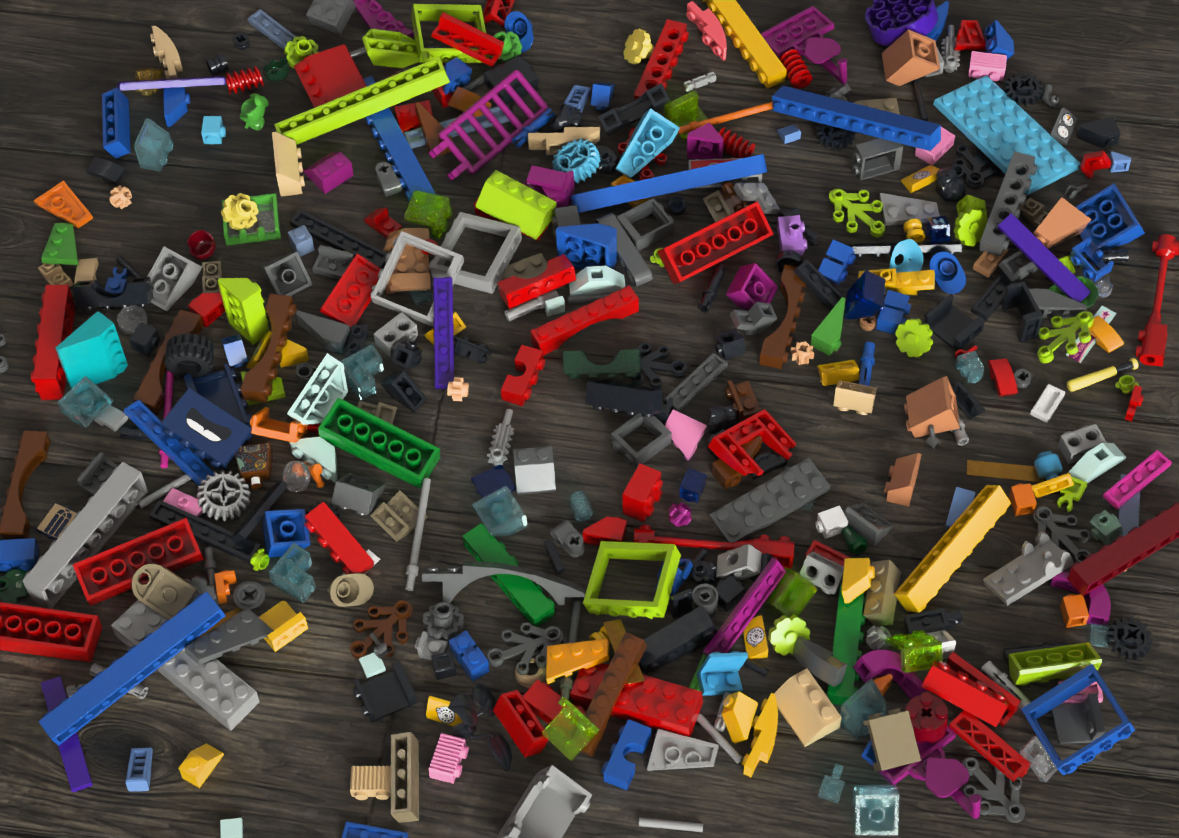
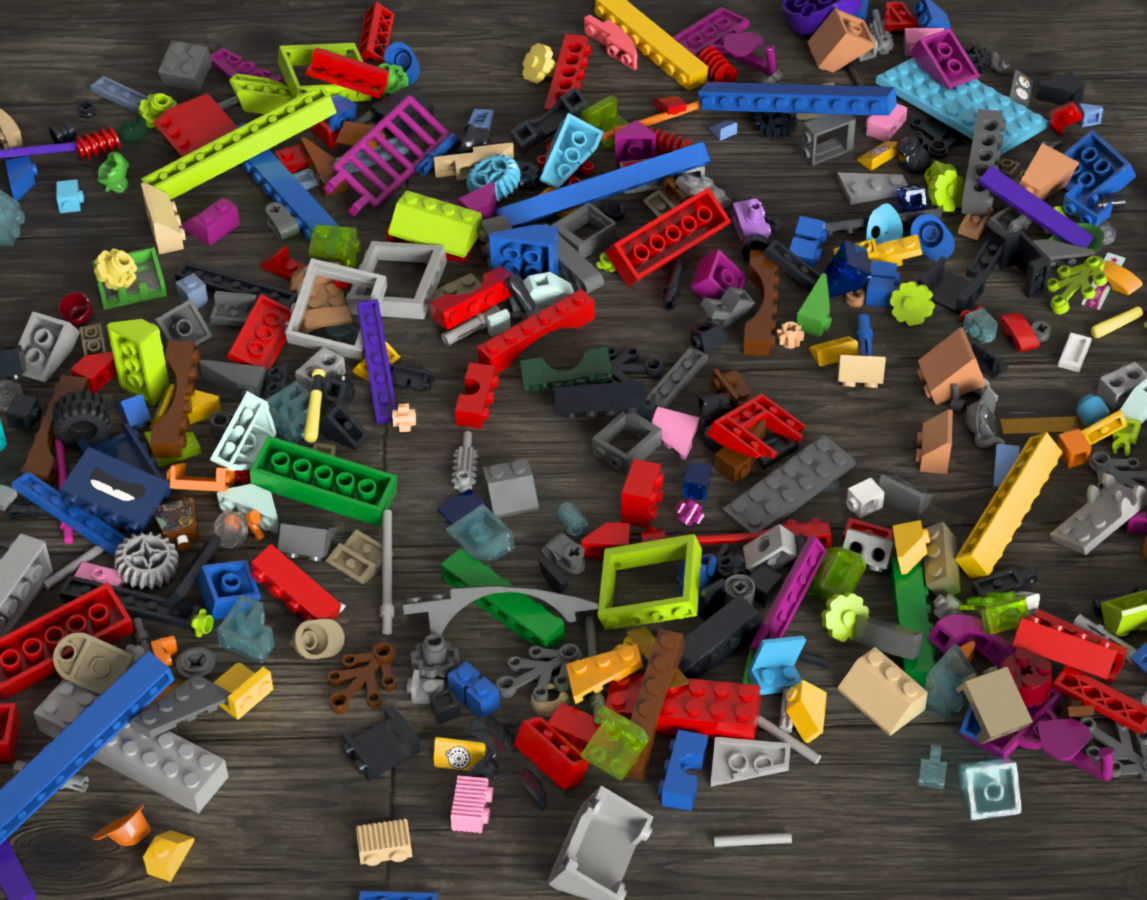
camera: 10 degrees left, 10 degrees down
(139, 782) = (92, 872): medium blue slope -> none
(169, 738) = (126, 830): none -> orange piece
(372, 665) = (358, 717): light aqua tile -> none
(380, 381) = (313, 413): none -> light yellow piece
(381, 649) = (365, 698): dark grey hand -> none
(404, 777) = (423, 830): dark tan brick -> none
(546, 178) = (466, 191): magenta tile -> none
(577, 287) = (521, 296): none -> black piece
(602, 95) = (508, 114): blue slope -> none
(699, 81) = (615, 90): light grey axle -> none
(745, 103) = (670, 105): none -> red slope
(755, 639) = (806, 624): yellow slope -> none
(765, 733) = (839, 726): yellow slope -> none
(839, 197) = (794, 183): lime plant -> none
(854, 541) = (894, 513): dark green cone -> none
(913, 230) = (883, 197): yellow wheel -> none
(948, 462) = (981, 420): none -> dark grey hair
(962, 752) = (1075, 709): none -> reddish brown plate
(999, 91) = (944, 59): none -> magenta slope

